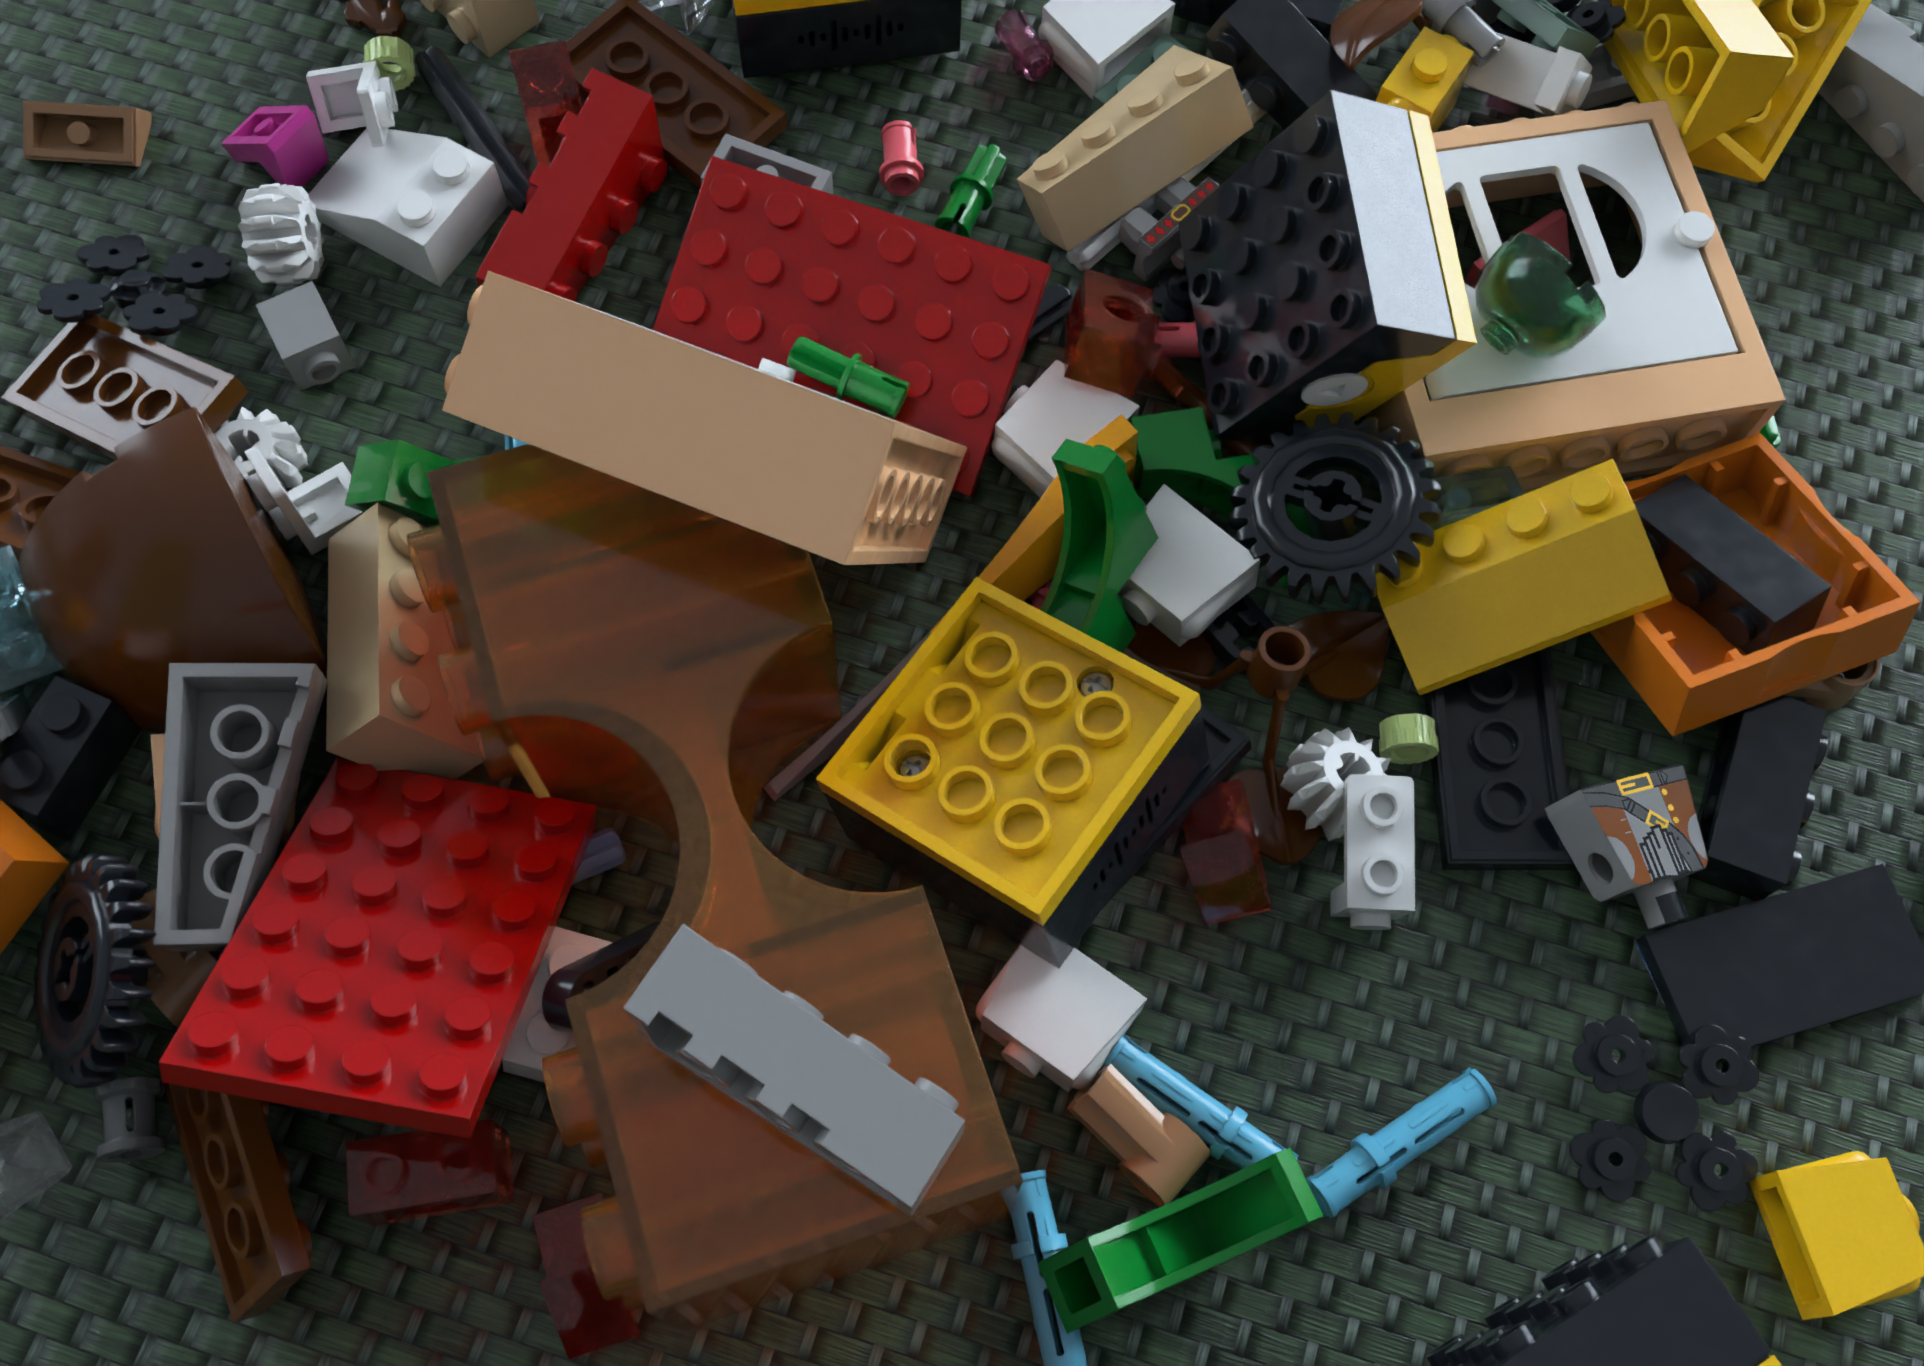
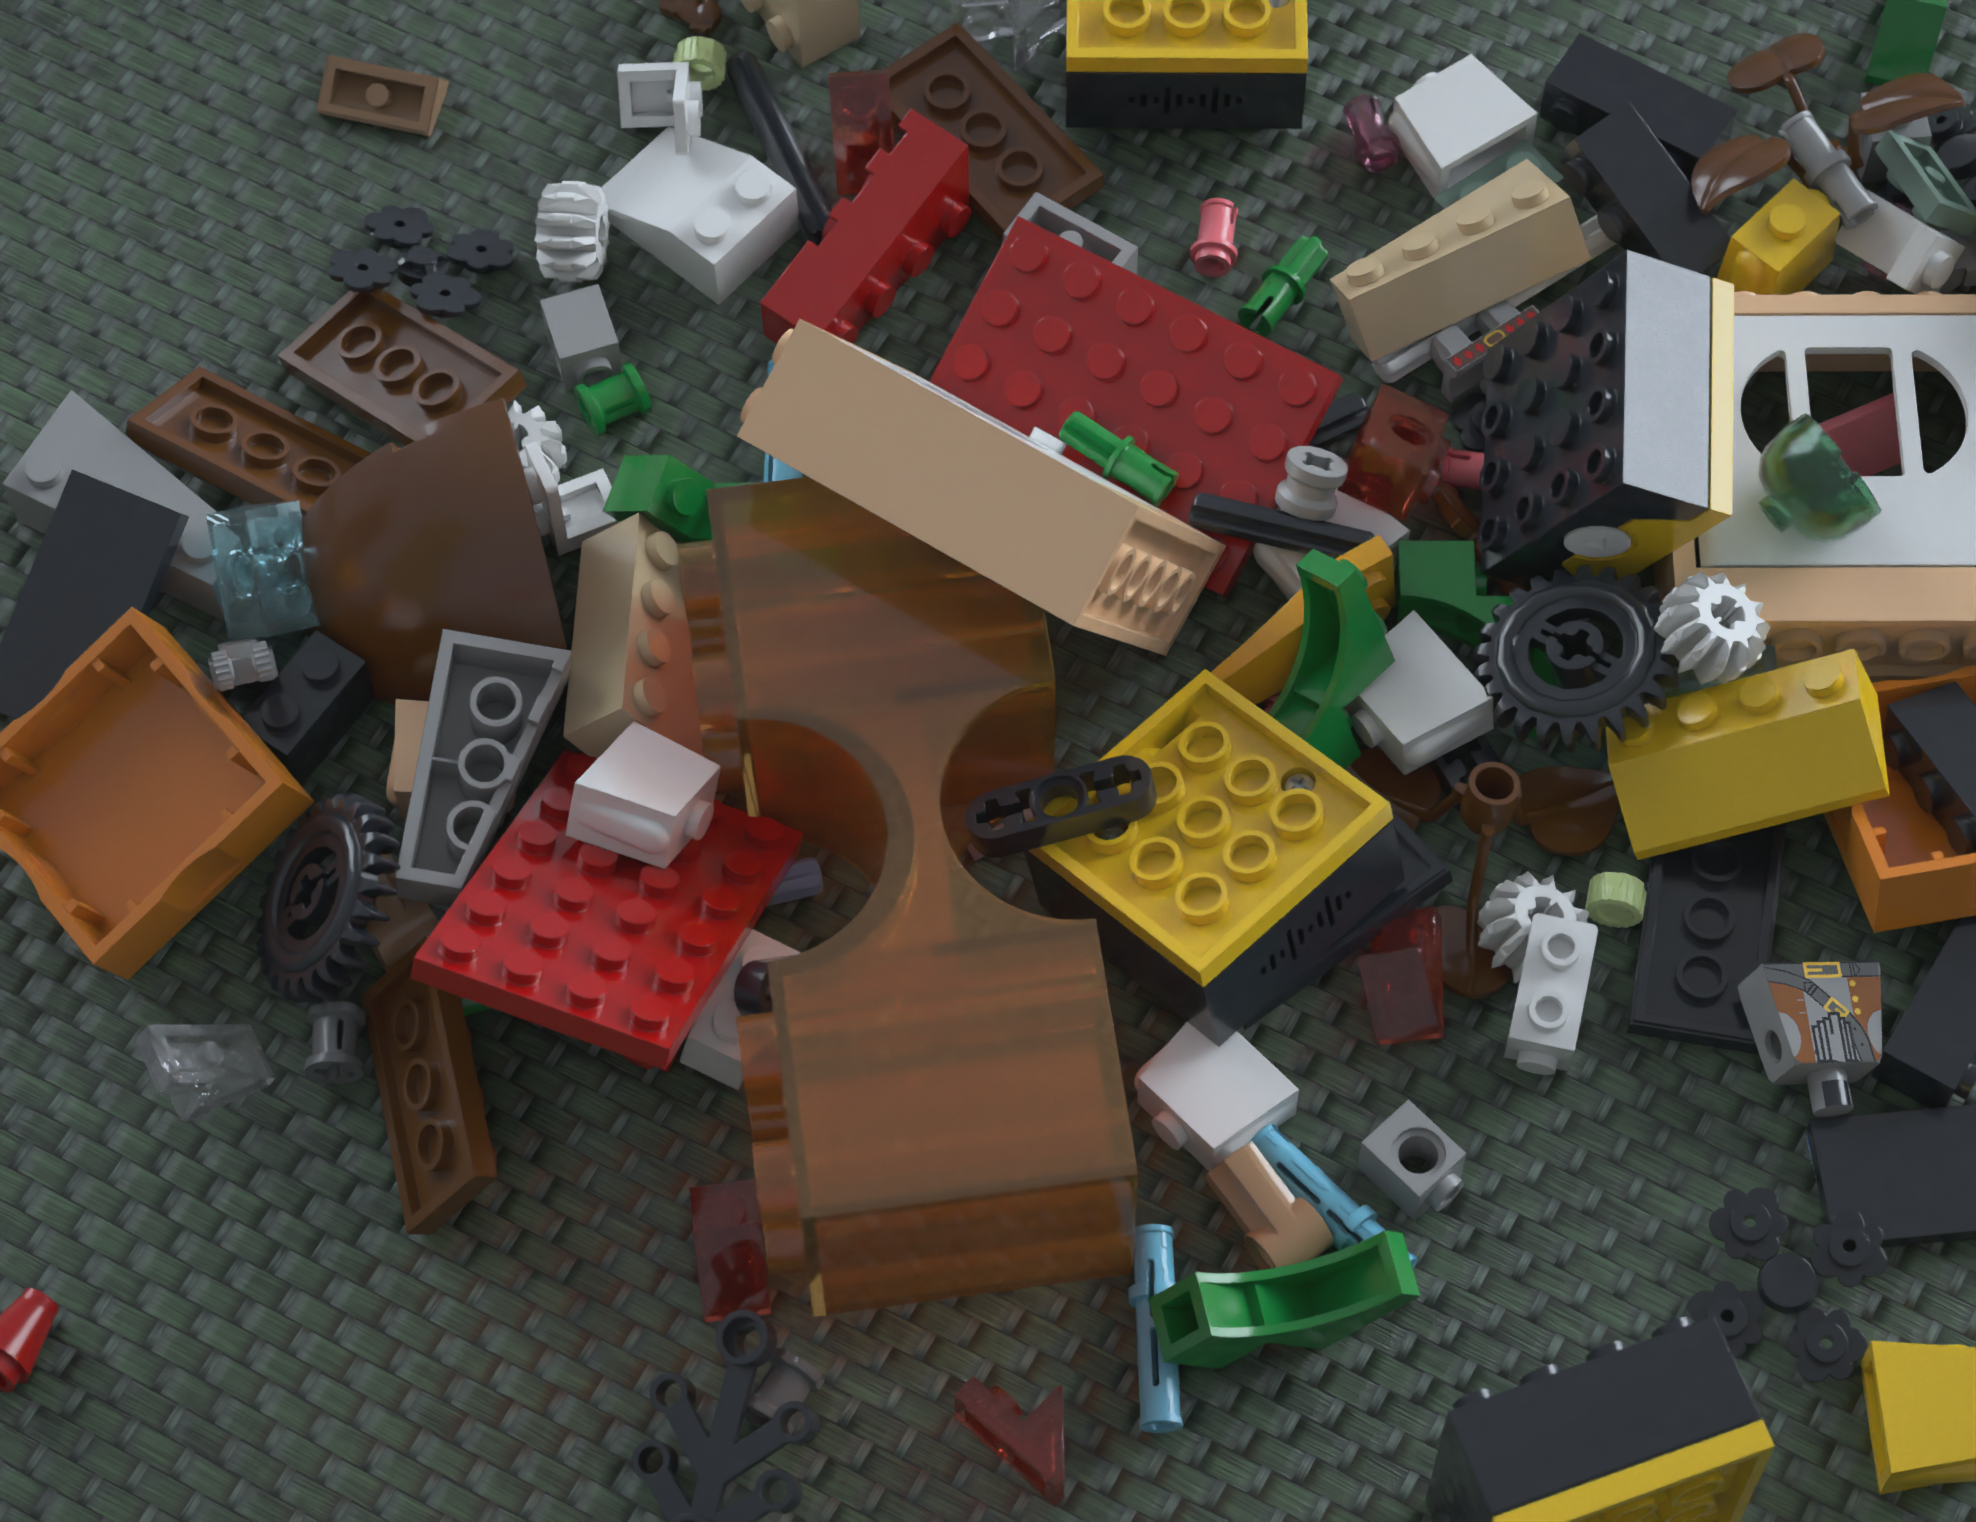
camera: 15 degrees right, 5 degrees down
(282, 141) = (581, 131): dark pink slope -> none
(345, 391) = (612, 399): none -> green bush
(415, 809) = (644, 797): none -> white torso
(428, 1174) = (603, 1132): clear red brick -> none
(796, 1069) = (956, 1039): light grey wedge -> none
(828, 739) = (1037, 793): none -> black beam
(1013, 422) = (1273, 526): none -> black axle
(1041, 373) = (1311, 483): none -> light grey wheel
(1243, 1057) = (1405, 1135): none -> light grey brick
(1379, 1156) = (1449, 1290): medium azure pin -> none
(1469, 458) = (1712, 628): none -> white gear

